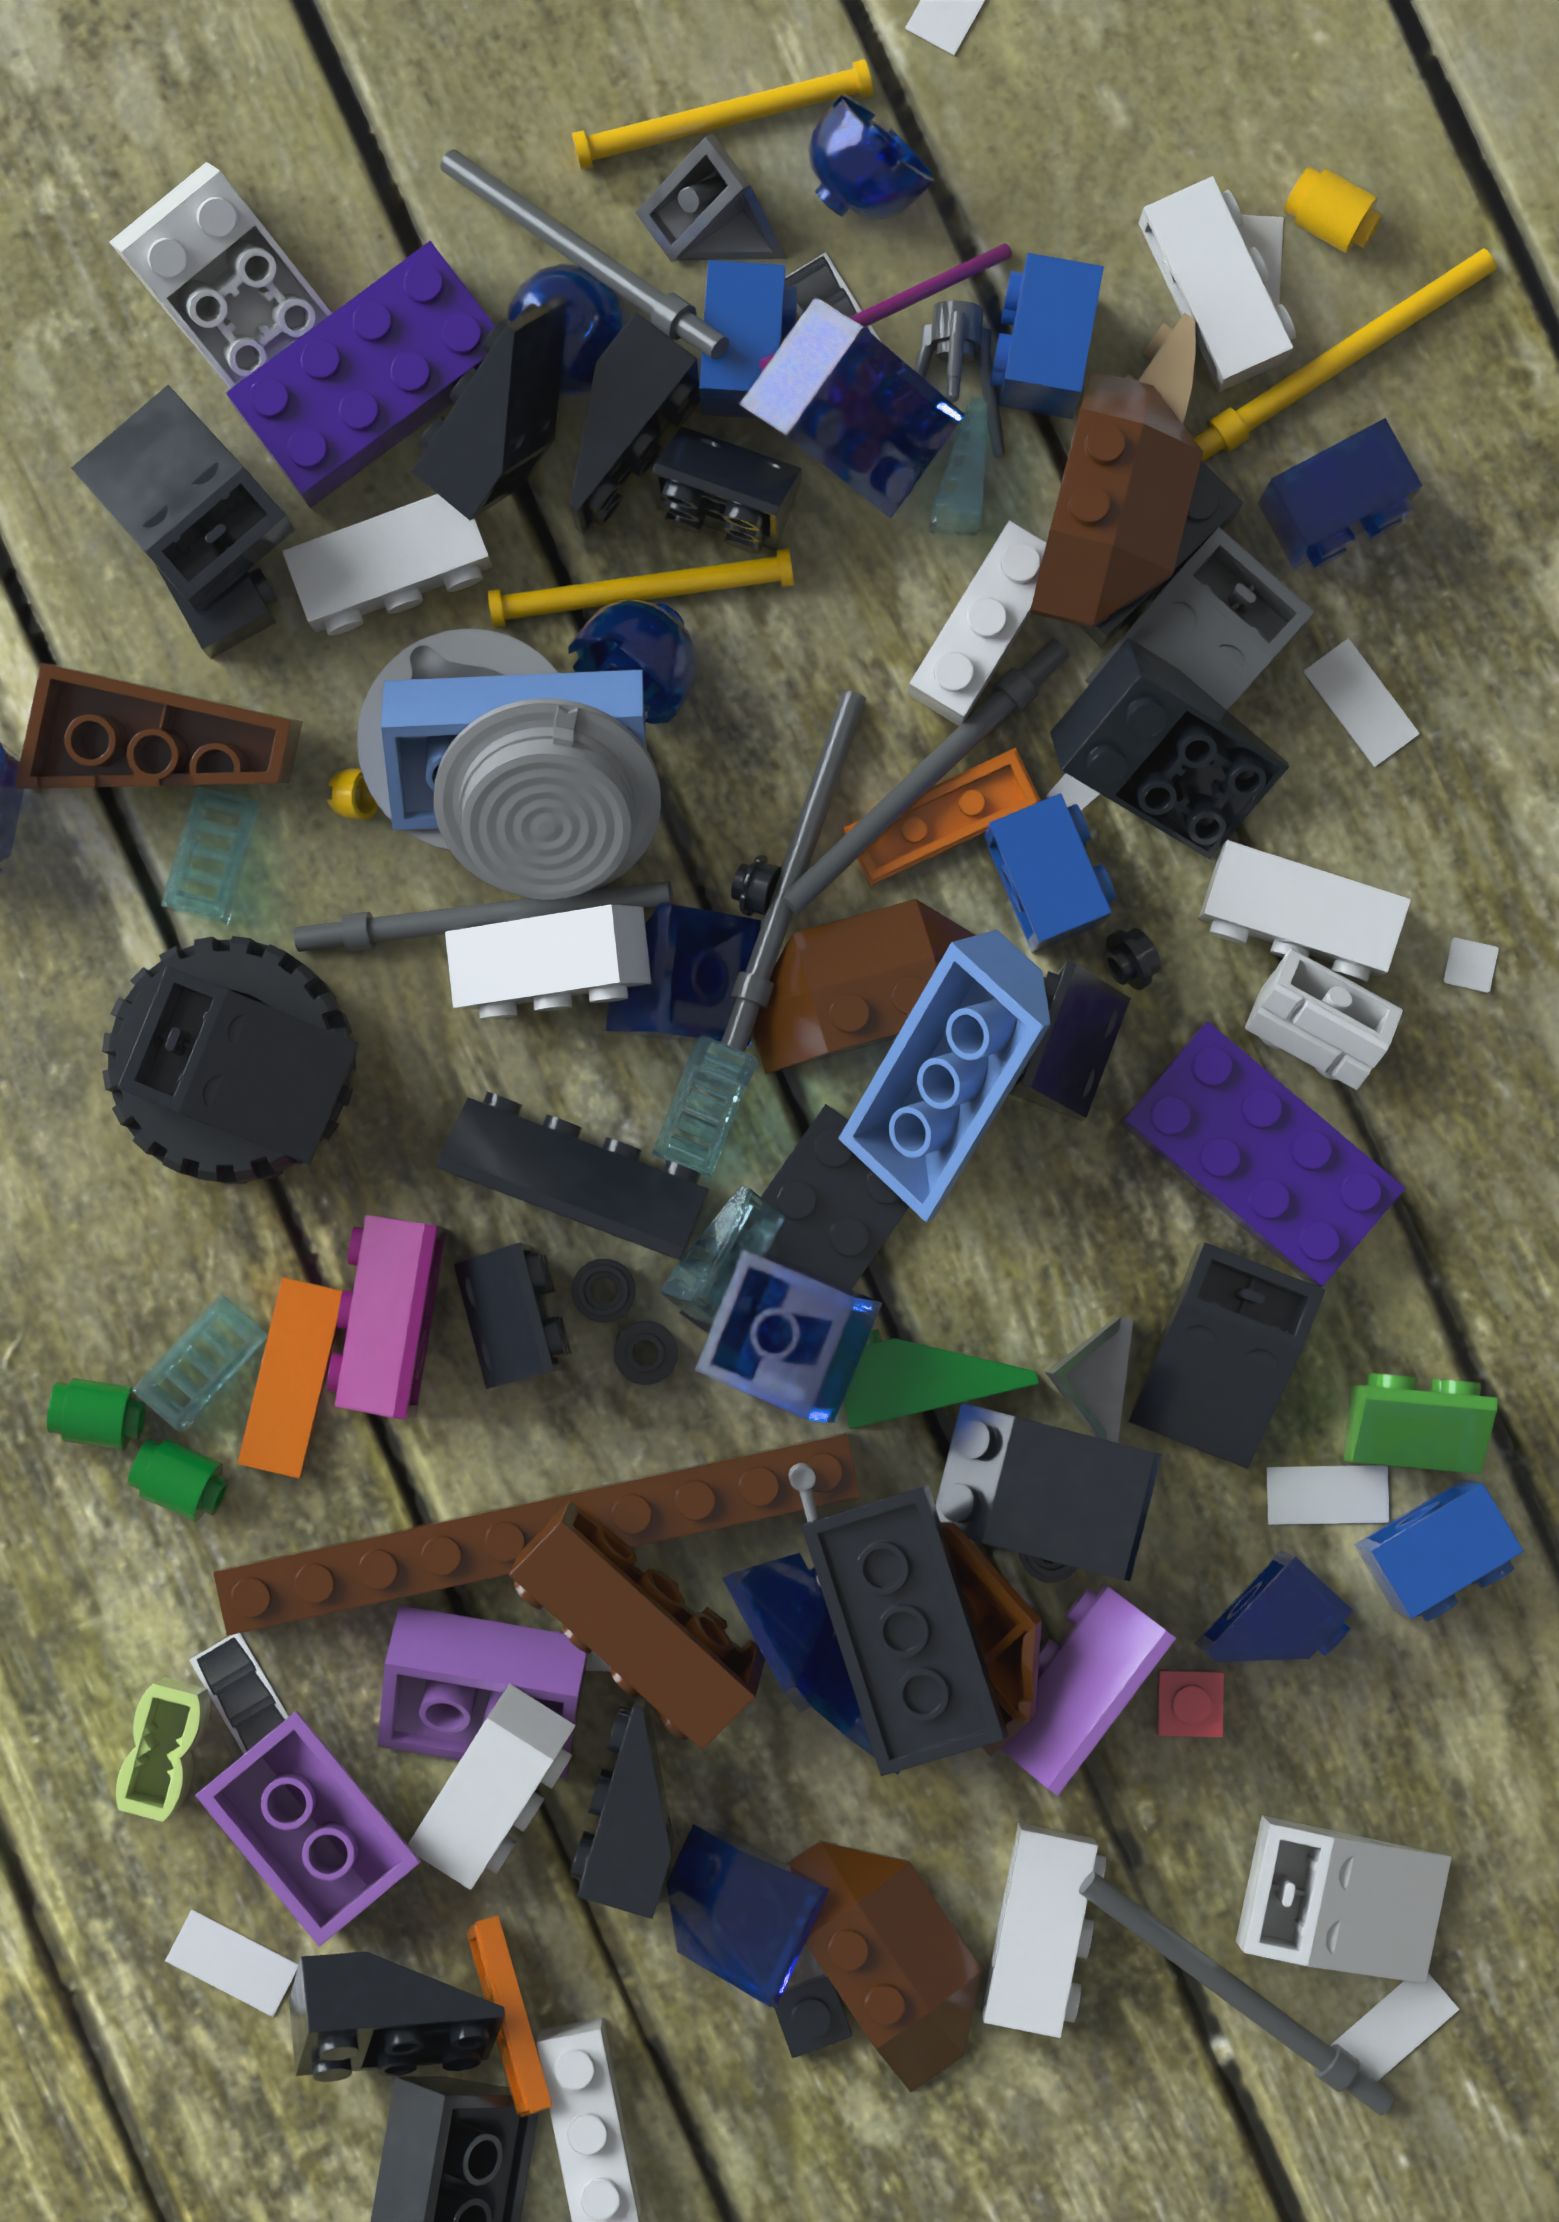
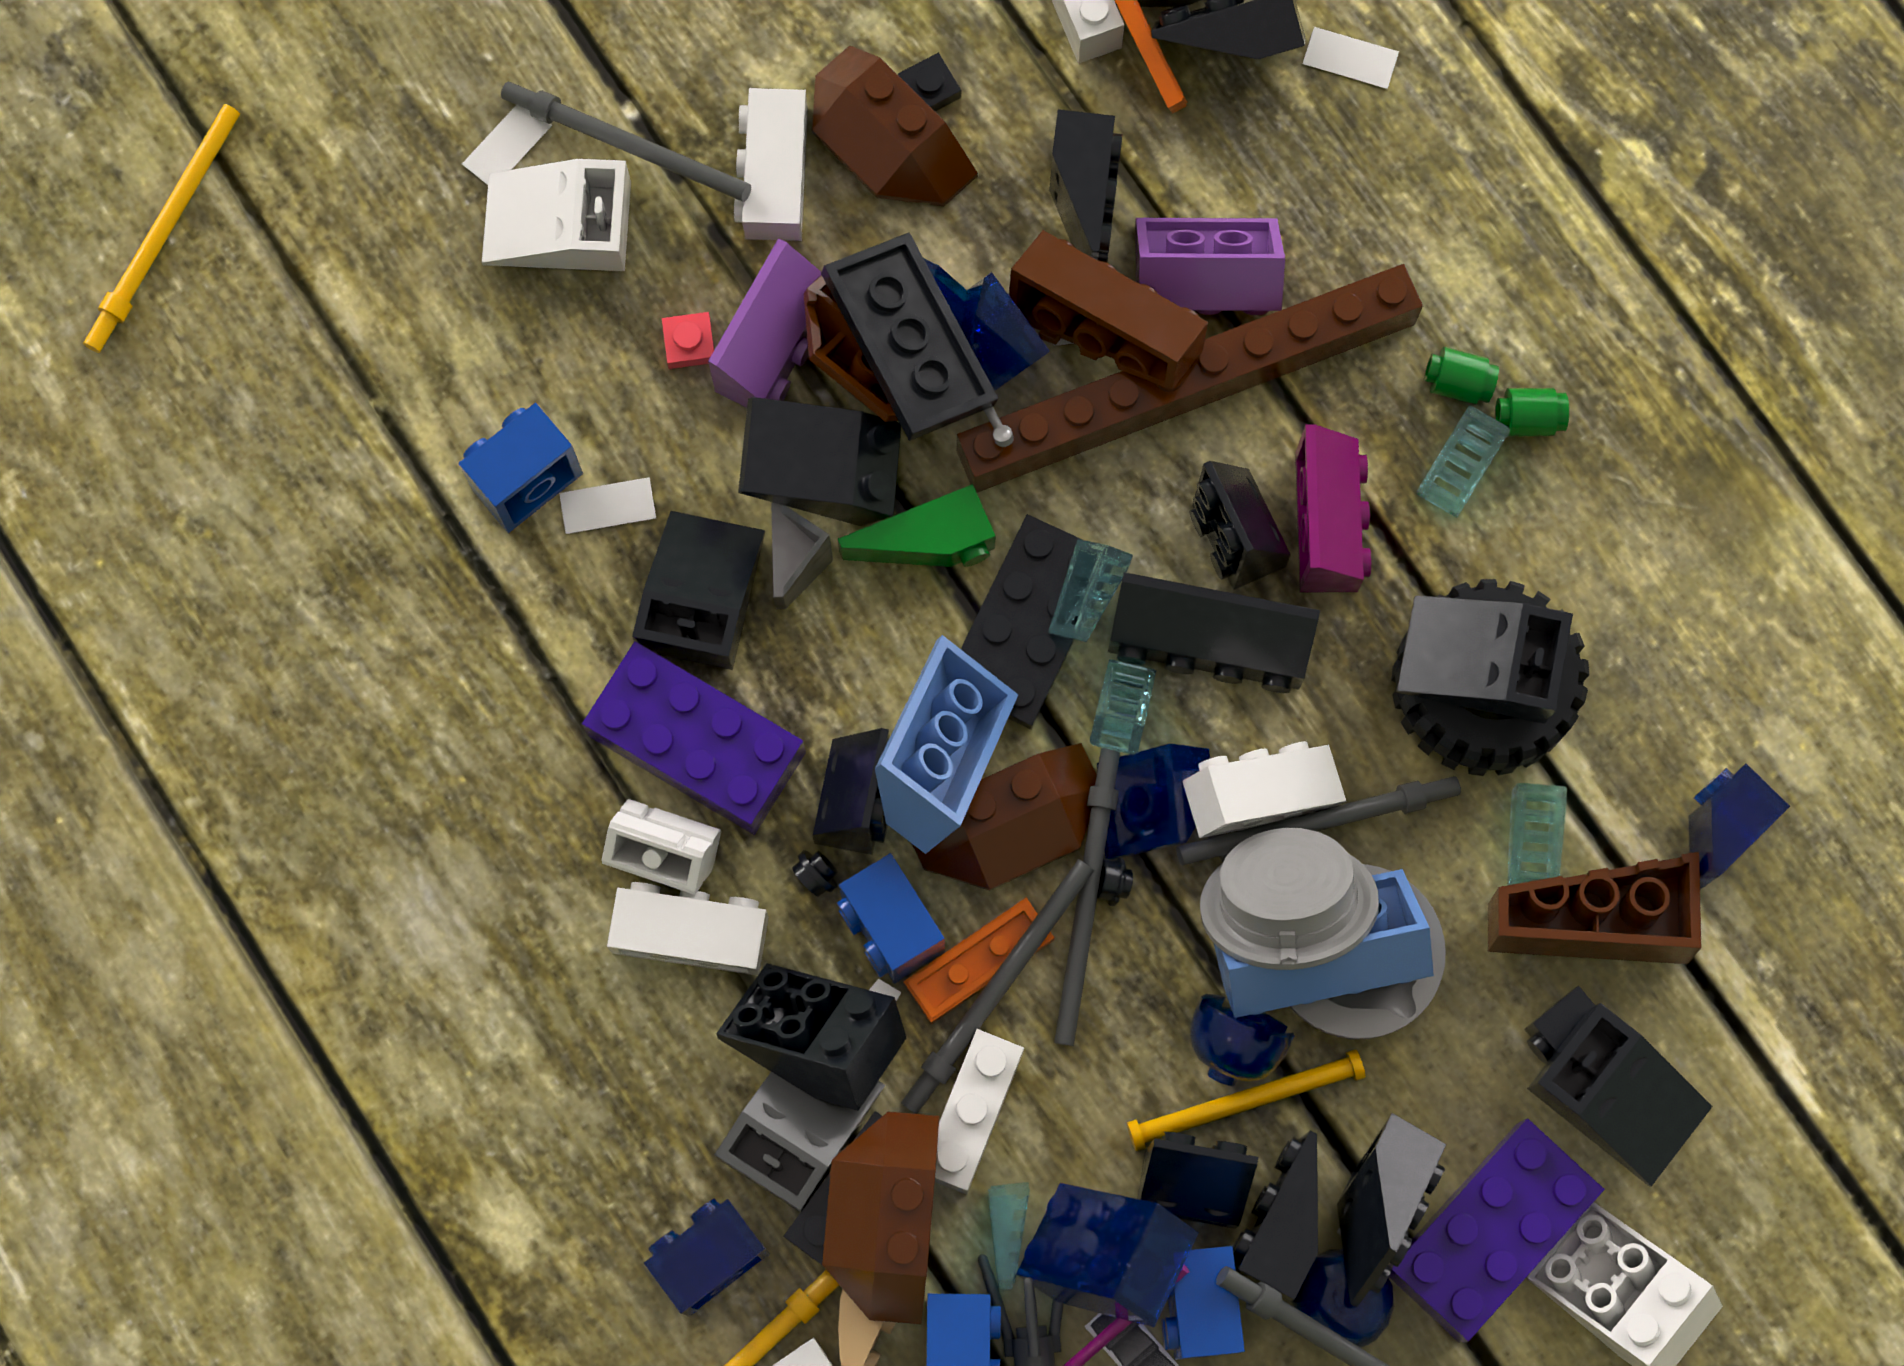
camera: 170 degrees right, 10 degrees down
(161, 1765) = (1432, 183): yellowish green brick -> none
(239, 1690) = (1379, 235): sticker -> none
(291, 1378) = (1393, 463): orange tile -> none
(308, 1828) = (1319, 142): medium lavender slope -> none
(351, 795) = (1444, 897): yellow hinge -> none
(386, 563) = (1451, 1081): white brick -> none
(494, 1788) = (1188, 189): white brick -> none
(583, 1285) = (1178, 549): black plate -> none
(666, 1348) = (1133, 536): black plate -> none
(741, 1912) = (992, 140): clear blue slope -> none
(788, 1336) = (1031, 534): clear blue brick -> none
(1278, 1617) = (634, 398): clear blue slope -> none
(1361, 702) = (665, 1107): white sticker -> none
(1418, 1428) = (547, 559): bright green slope -> none
(1470, 964) = (552, 915): white sticker -> none

